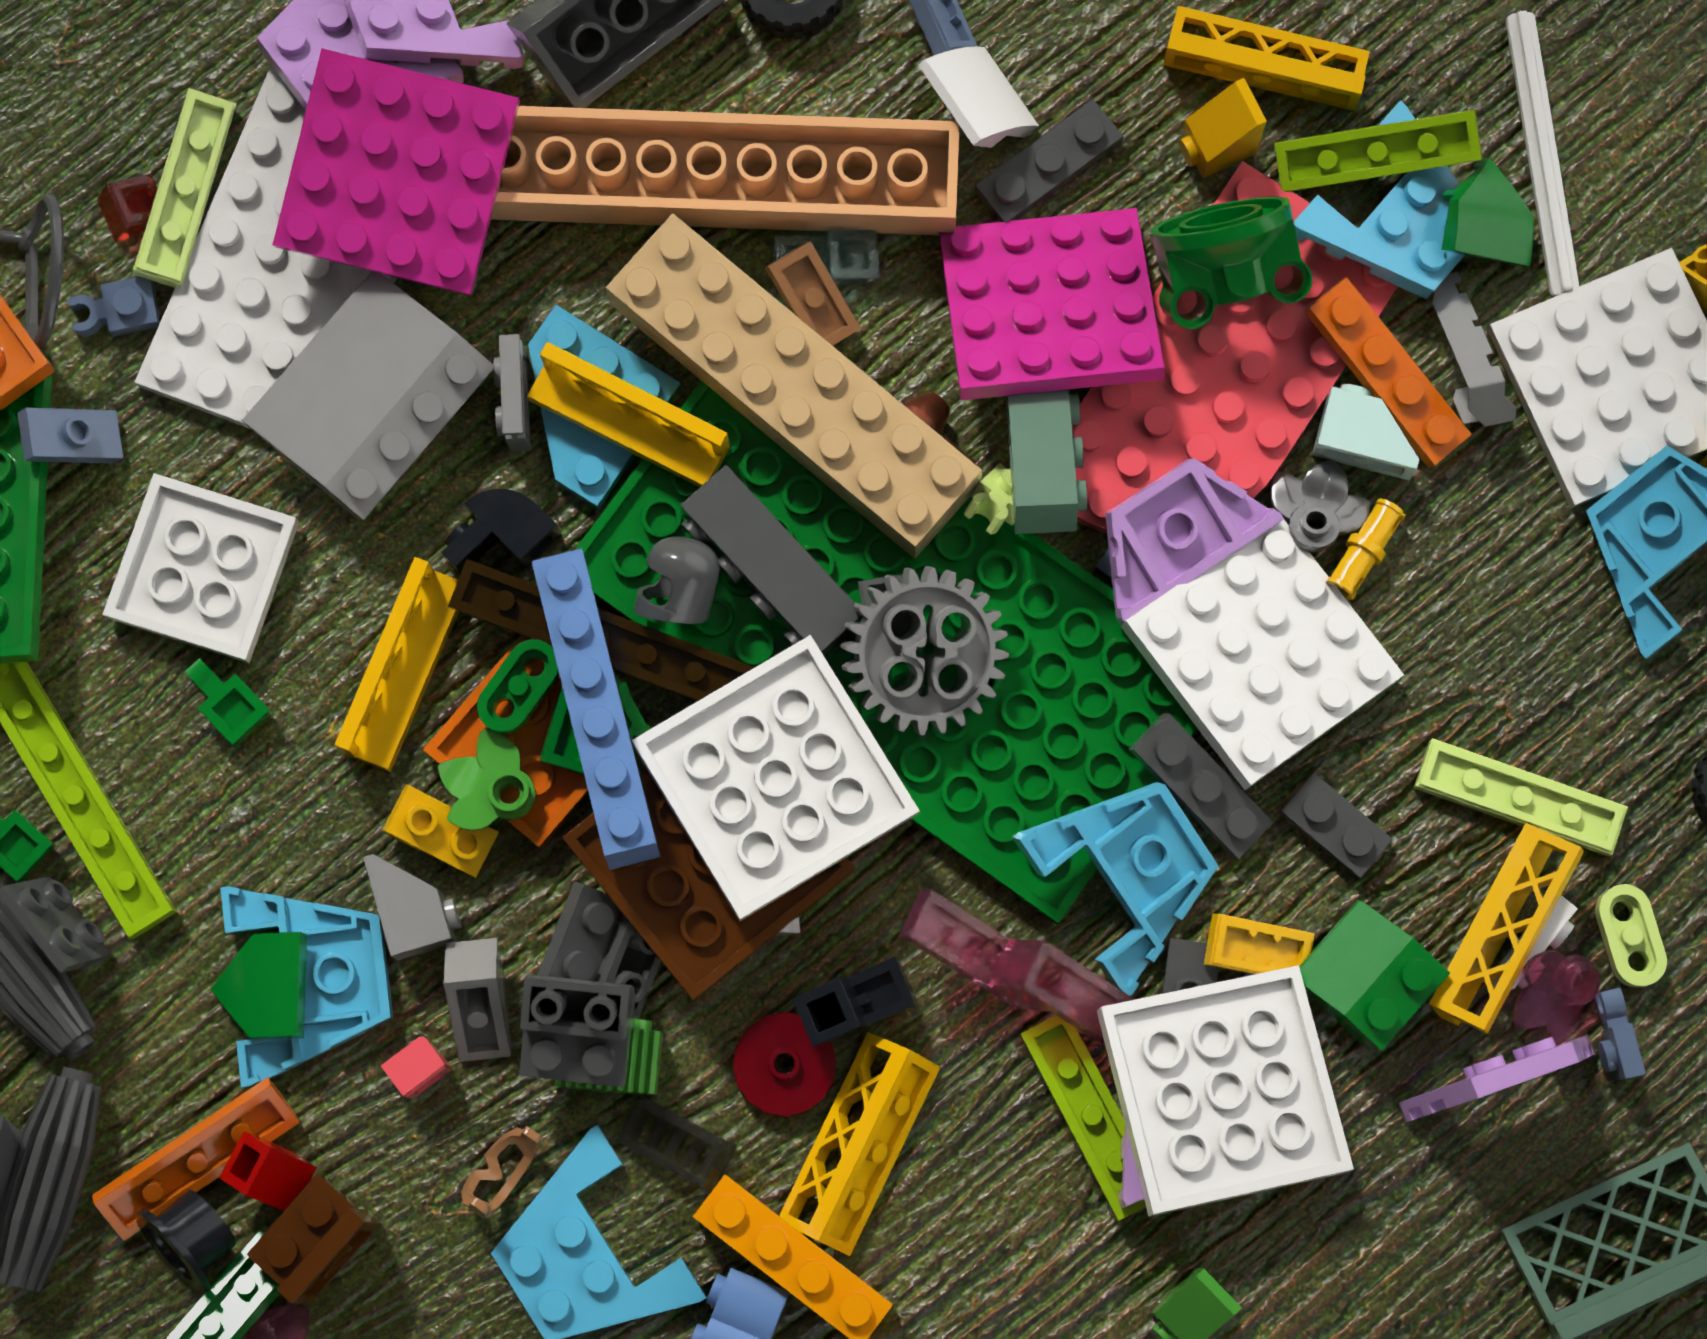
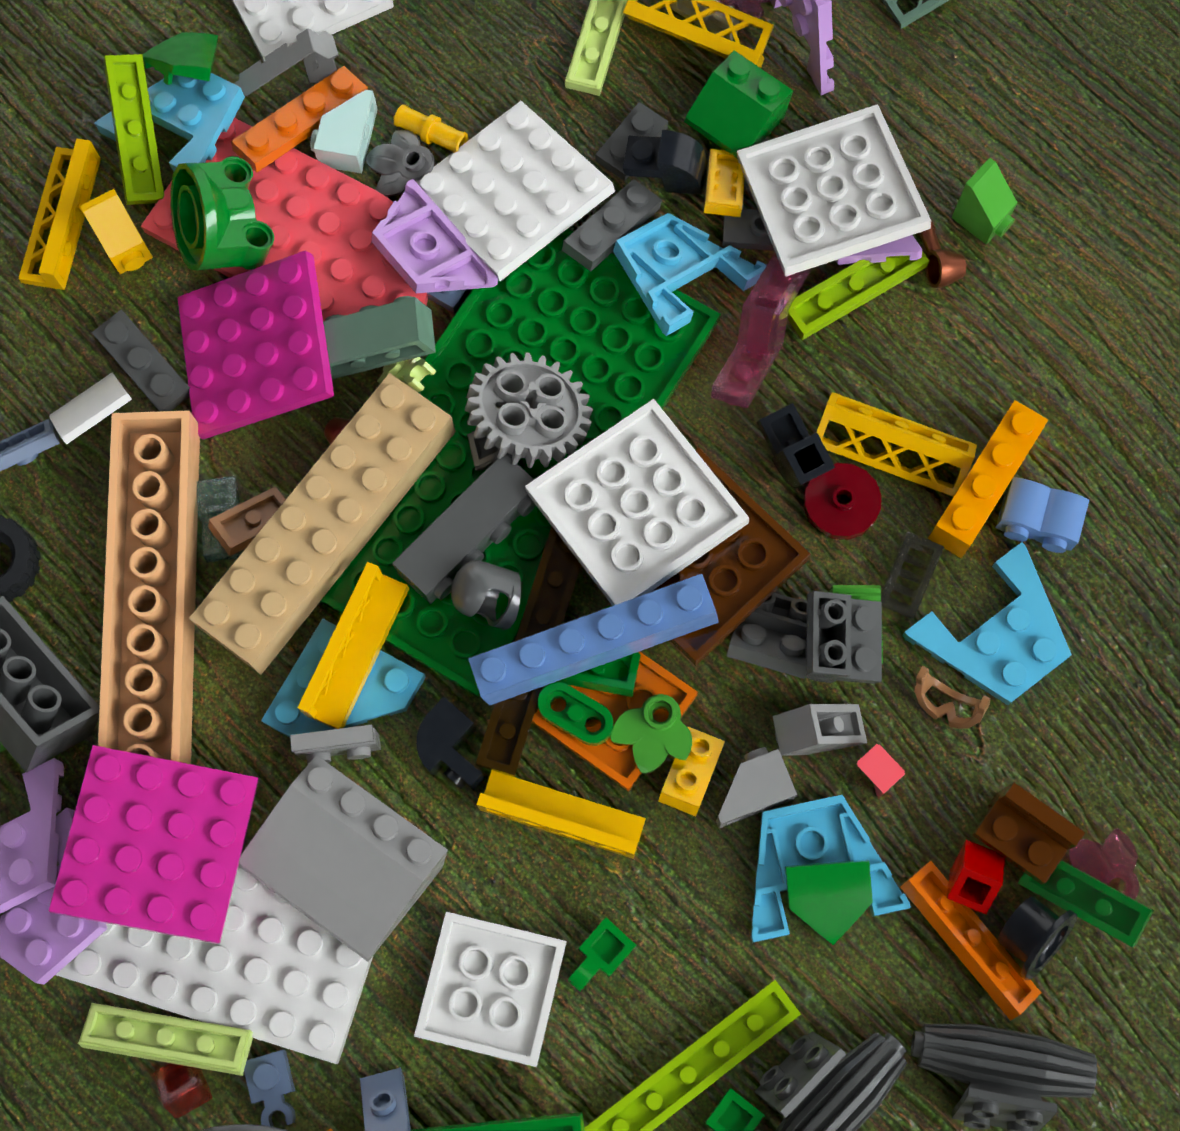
camera: 95 degrees left, 5 degrees down
(1112, 1242) = (943, 266): none -> copper bar
(1289, 866) = (672, 157): none -> black brick
(1542, 153) = (133, 31): white axle -> none

